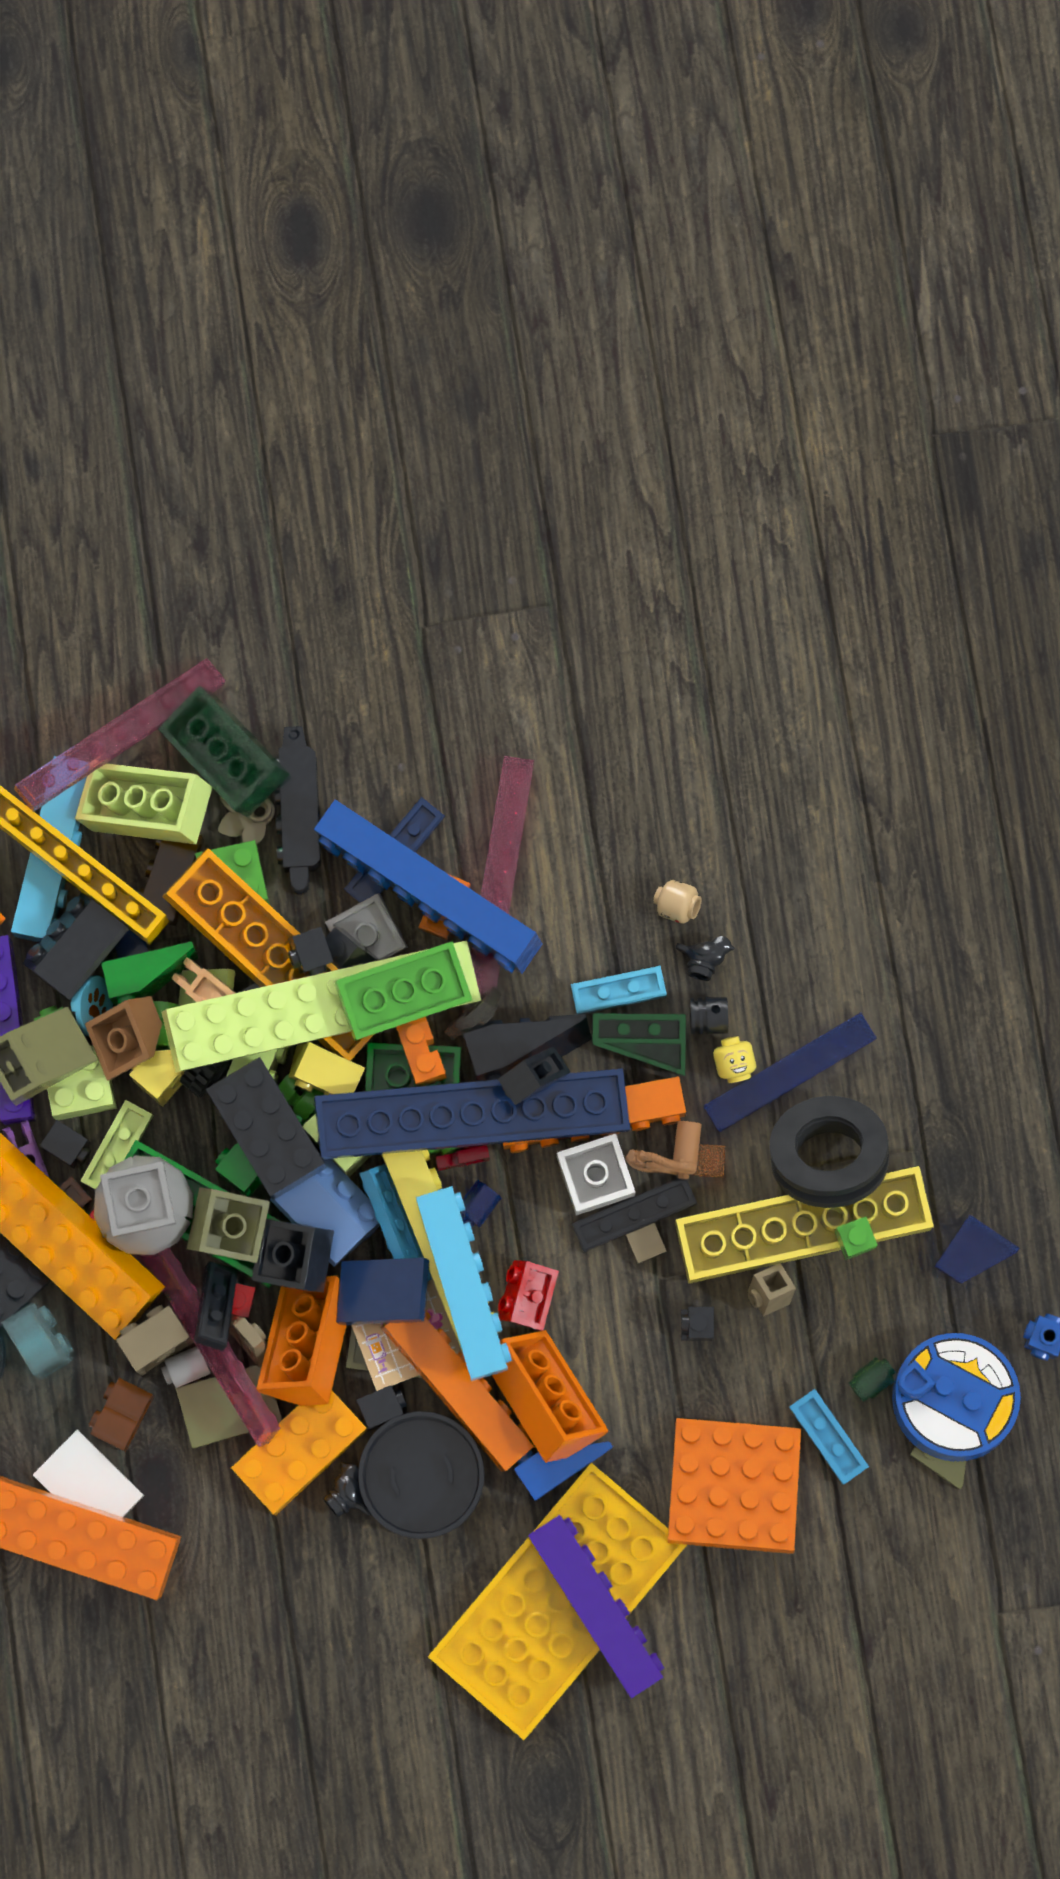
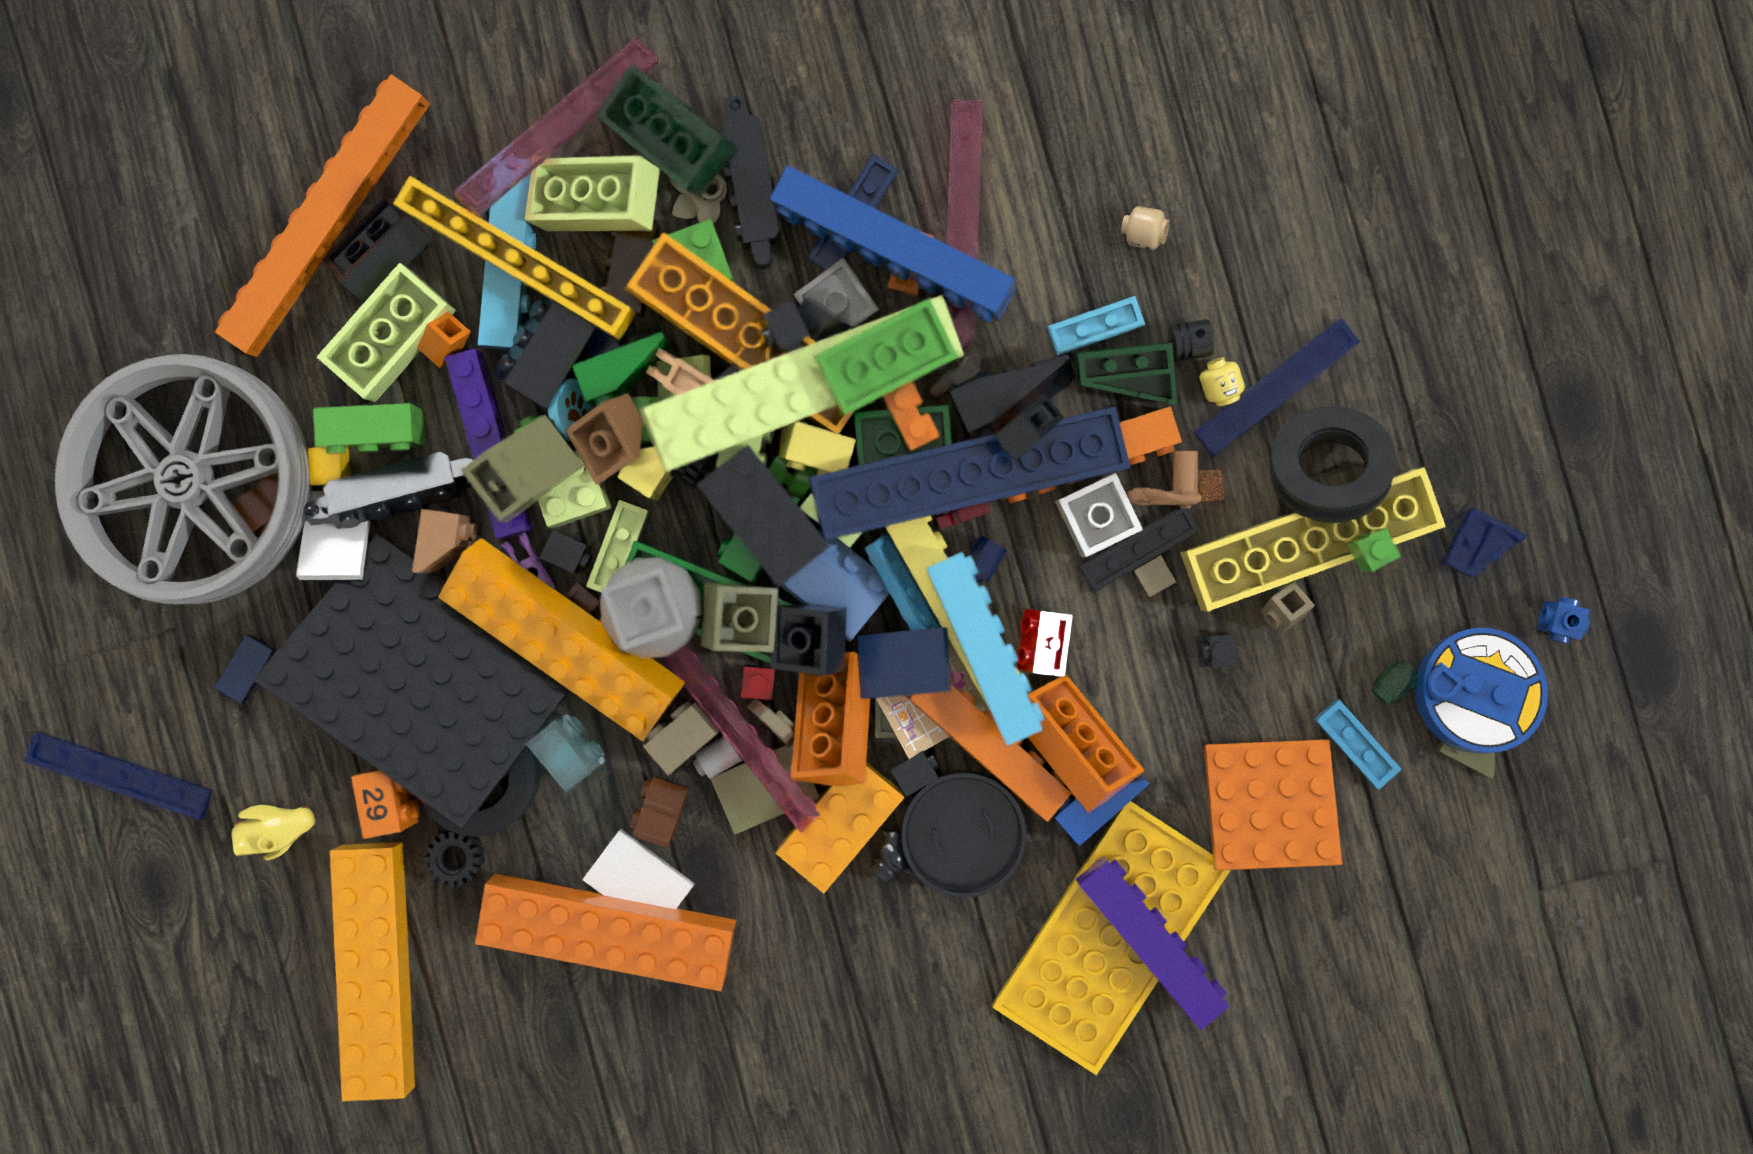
camera: 10 degrees left, 10 degrees up
(215, 1306) = (738, 697): black tile -> none
(705, 957) = (1180, 281): black animal -> none

